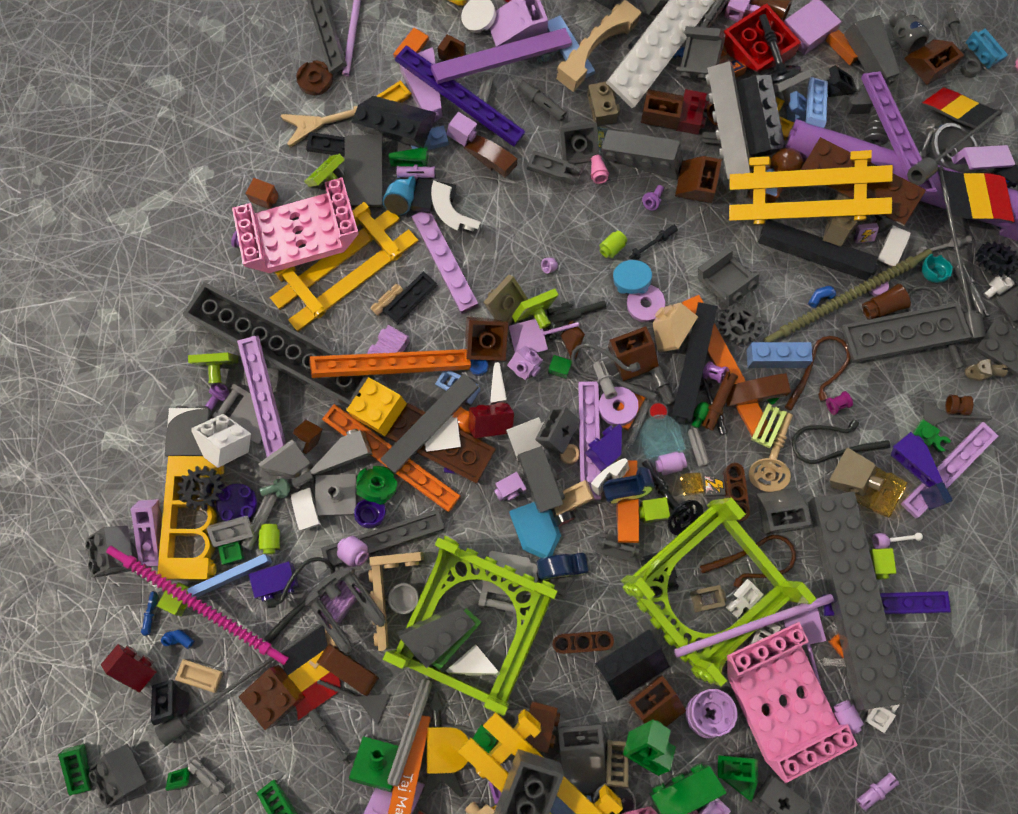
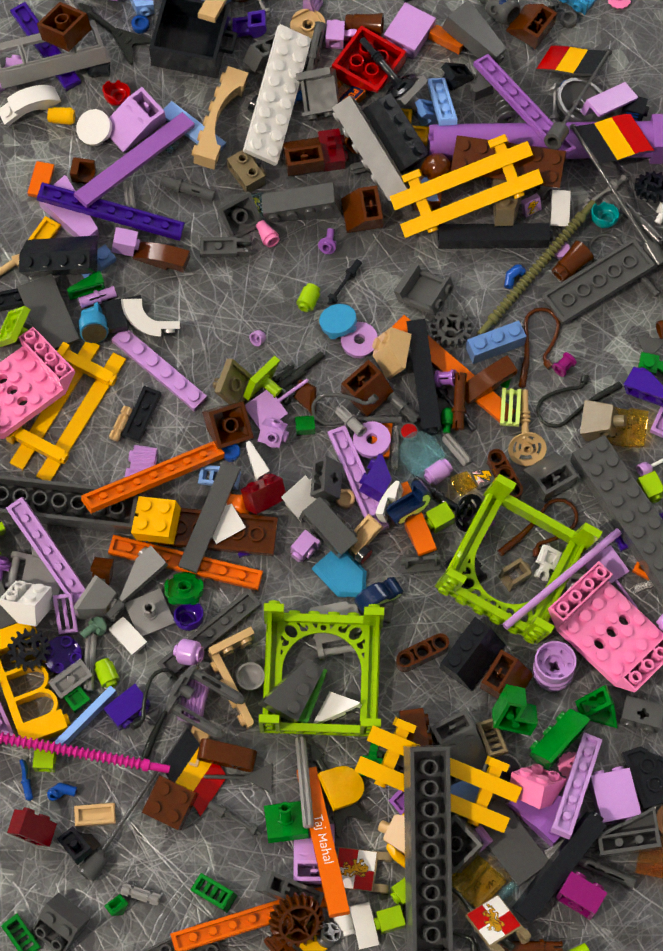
camera: 25 degrees left, 5 degrees down
(260, 447) = (58, 619): none -> lavender tile

